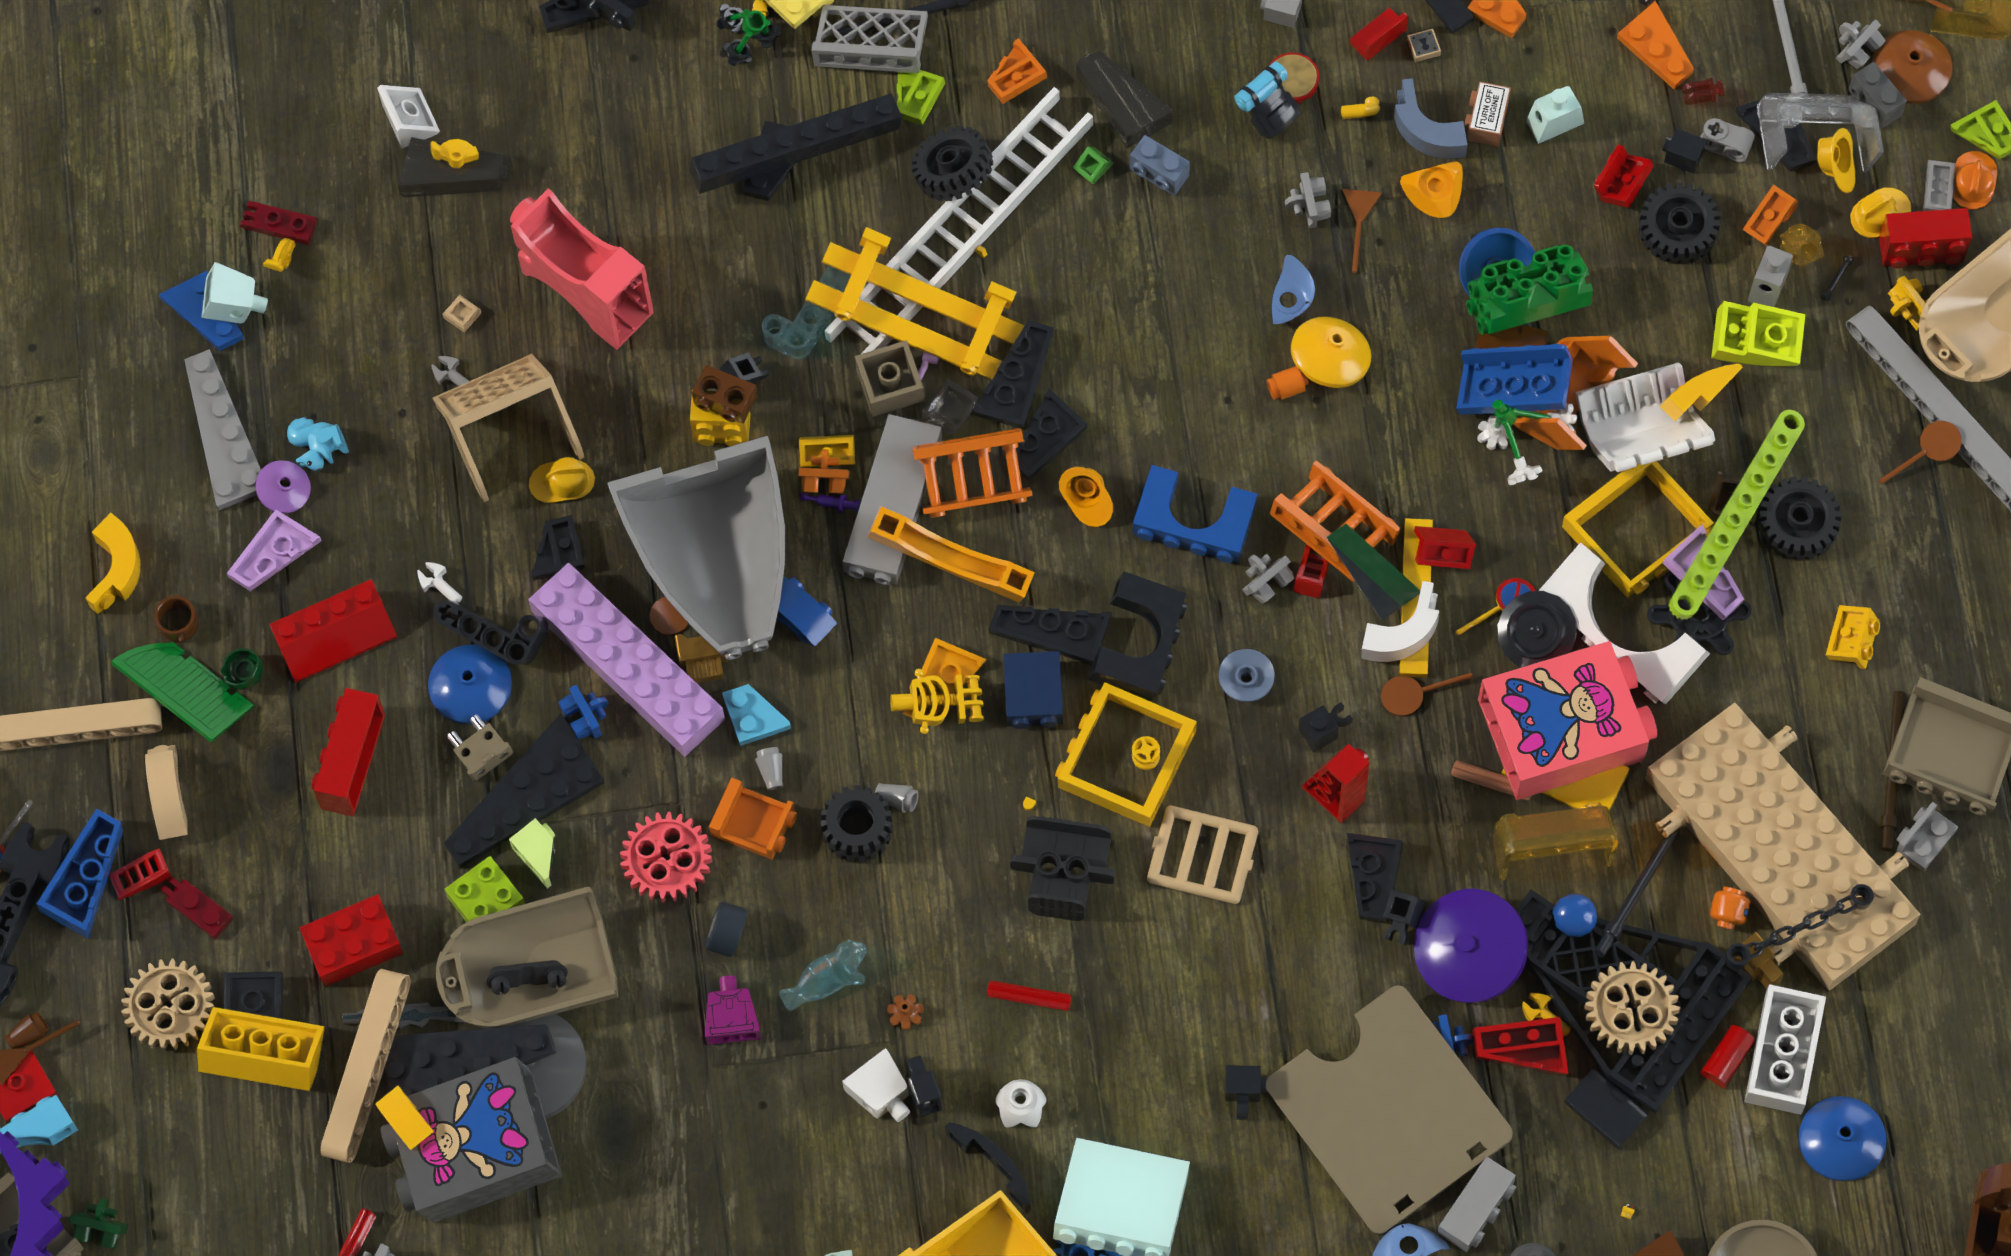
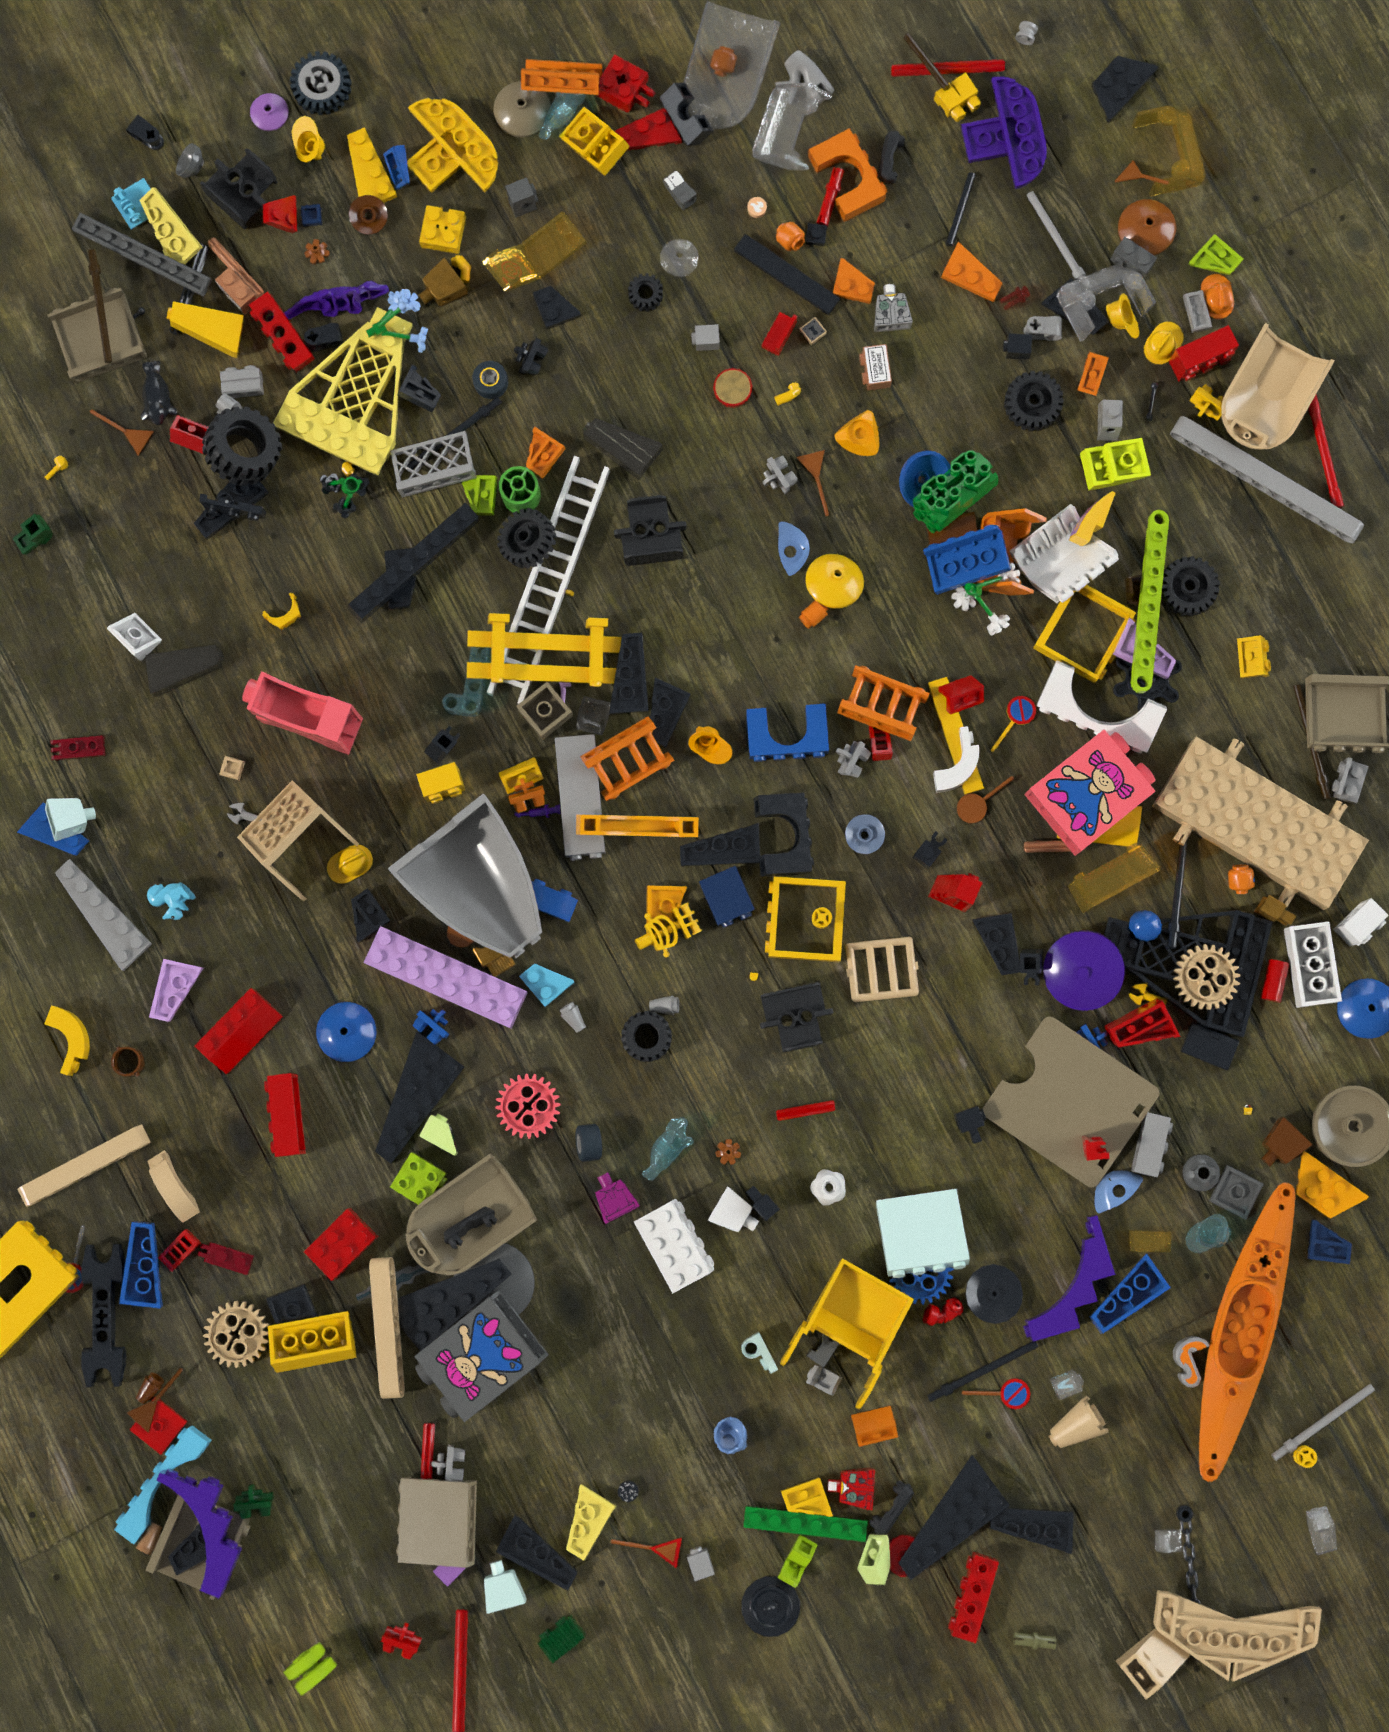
camera: 20 degrees left, 15 degrees up
(184, 687) = (154, 1108): green piece -> none
(242, 669) = (188, 1081): dark green hair -> none
(278, 497) = (158, 949): medium lavender dish -> none
(281, 256) = (90, 773): yellow piece -> none
(404, 1117) = (430, 1364): yellow slope -> none
(438, 582) = (296, 968): white bar -> none
(455, 152) = (180, 656): yellow piece -> none
(482, 752) = (376, 1079): dark tan piece -> none
(487, 628) = (342, 990): black beam -> none
(607, 159) = (289, 618): none -> yellow helmet
(727, 388) = (441, 765): reddish brown brick -> none
(752, 820) = (576, 1058): orange panel -> none
(786, 1102) = (675, 1245): none -> white bracket
(967, 99) = (519, 489): none -> bright green cylinder
(967, 1138) = (803, 1225): black slope -> none
(1092, 164) = (619, 501): bright green slope -> none
(1109, 227) = (652, 545): none -> black piece
(1159, 165) = (671, 486): sand blue brick -> none
(1268, 102) = (725, 414): black piece -> none
(1376, 577) = (924, 733): dark green sticker -> none
(1392, 1174) = (1092, 1148): none -> red hinge
(1423, 134) = (835, 397): sand blue arch -> none
(1534, 54) = (892, 311): none -> light grey torso
(1536, 628) = (1045, 731): black piece -> none
(1558, 114) = (923, 351): light aqua torso -> none
(1622, 177) = (984, 382): red bracket -> none
(1743, 951) = (1270, 916): black piece -> none
(1802, 243) = (1122, 388): clear yellow brick -> none
(1868, 35) = (1103, 223): light grey hips -> none
(1871, 1017) = (1361, 922): none -> white brick
(1938, 441) = (1263, 498): dark orange piece -> none

